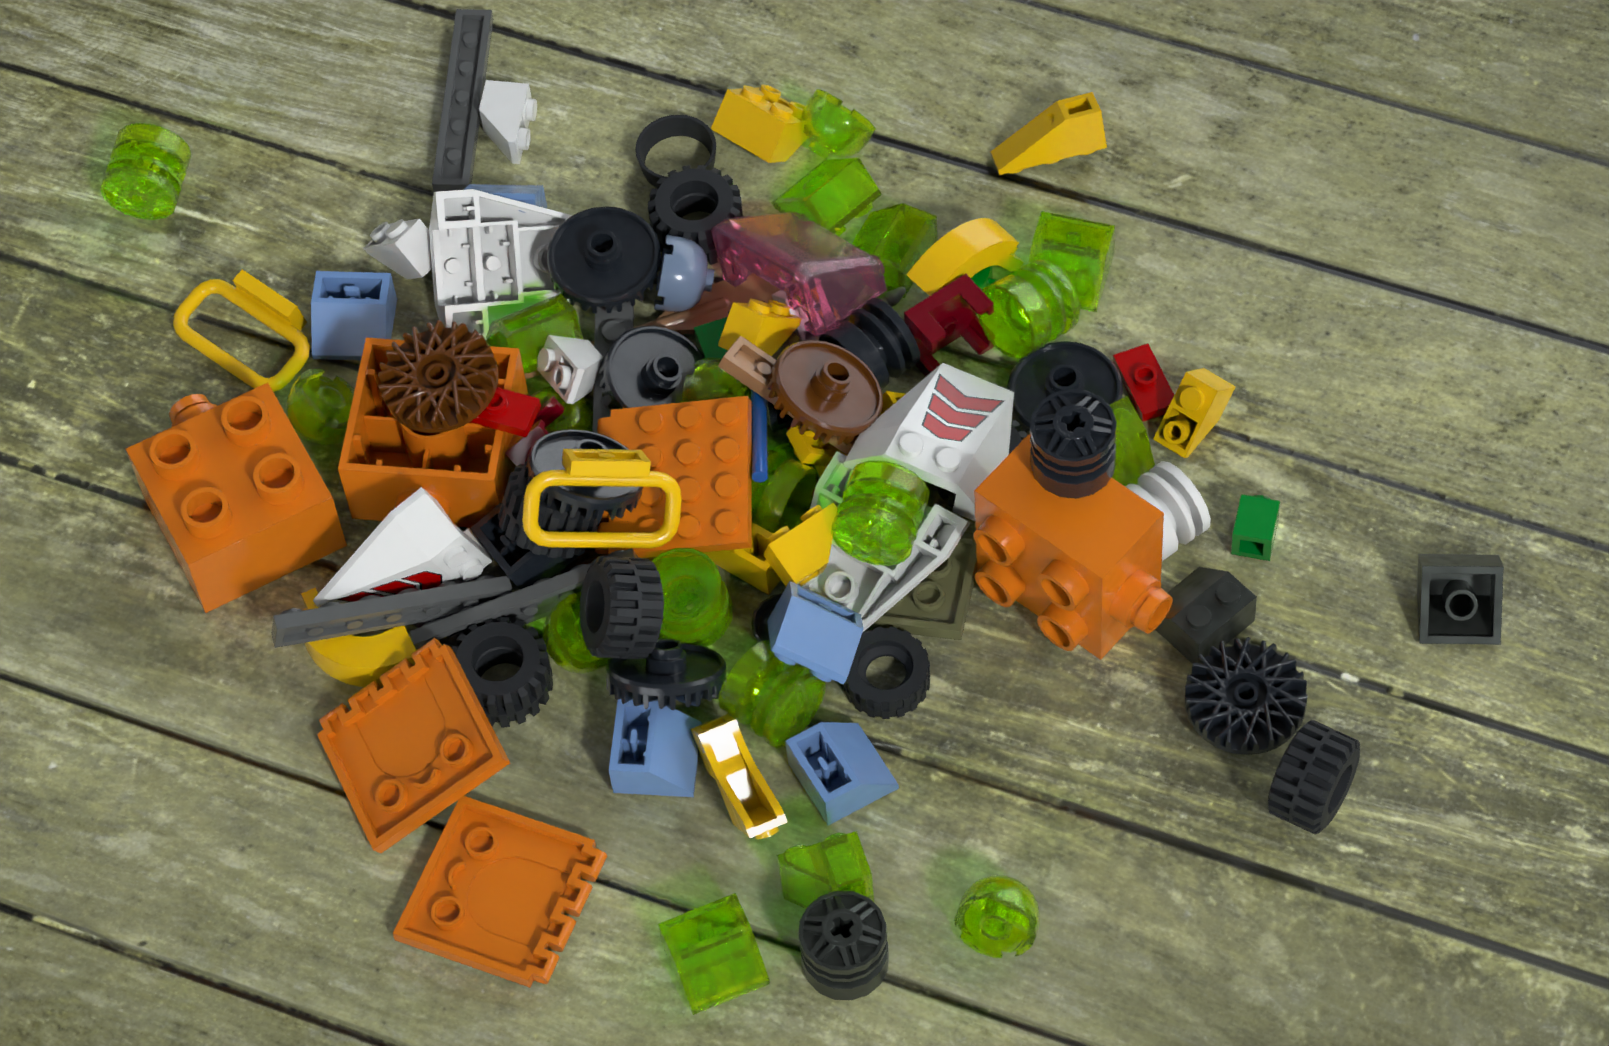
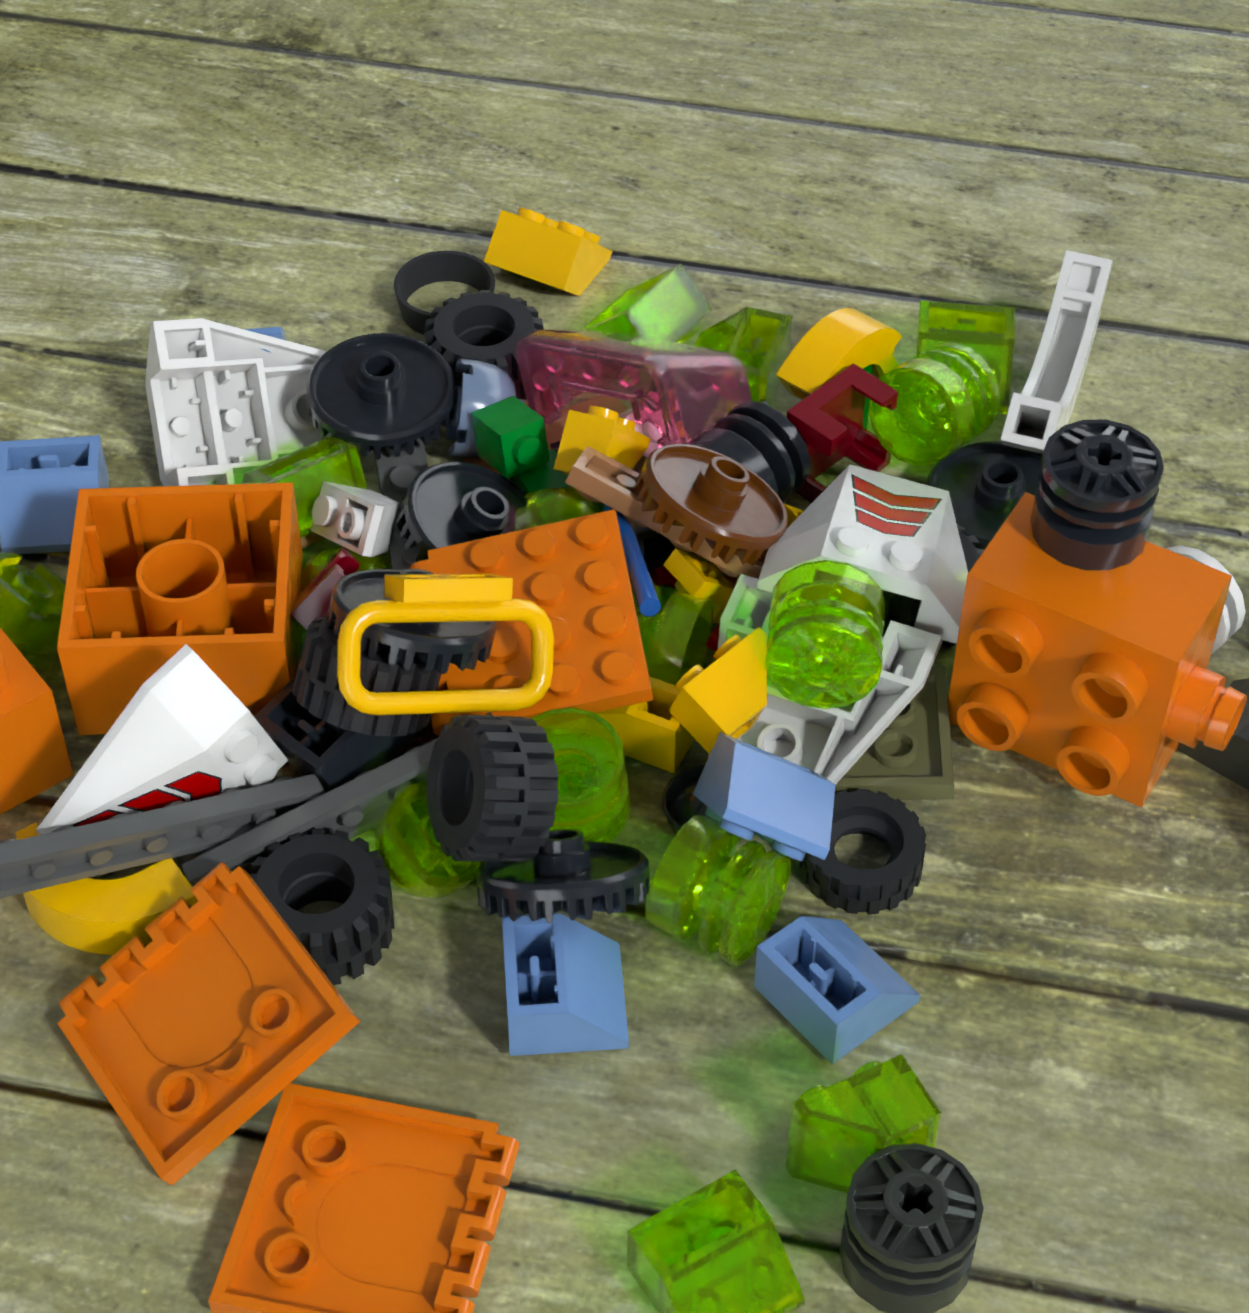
camera: 15 degrees left, 10 degrees down
(402, 247) = (113, 411): white slope -> none
(439, 378) = (190, 515): reddish brown wheel -> none
(462, 100) = (166, 250): dark grey plate -> none
(506, 115) = (225, 271): white slope -> none
(510, 412) = (274, 551): red plate -> none
(695, 307) = (510, 437): none -> green brick
(741, 784) = (709, 1027): yellow arch -> none
(834, 127) = (636, 244): clear neon green cylinder -> none
(998, 916) = (1124, 1159): clear neon green cylinder -> none
(1059, 132) = (911, 229): yellow slope -> none
(1121, 316) = (1061, 356): none -> white arch
(1193, 411) = (1178, 499): yellow slope -> none

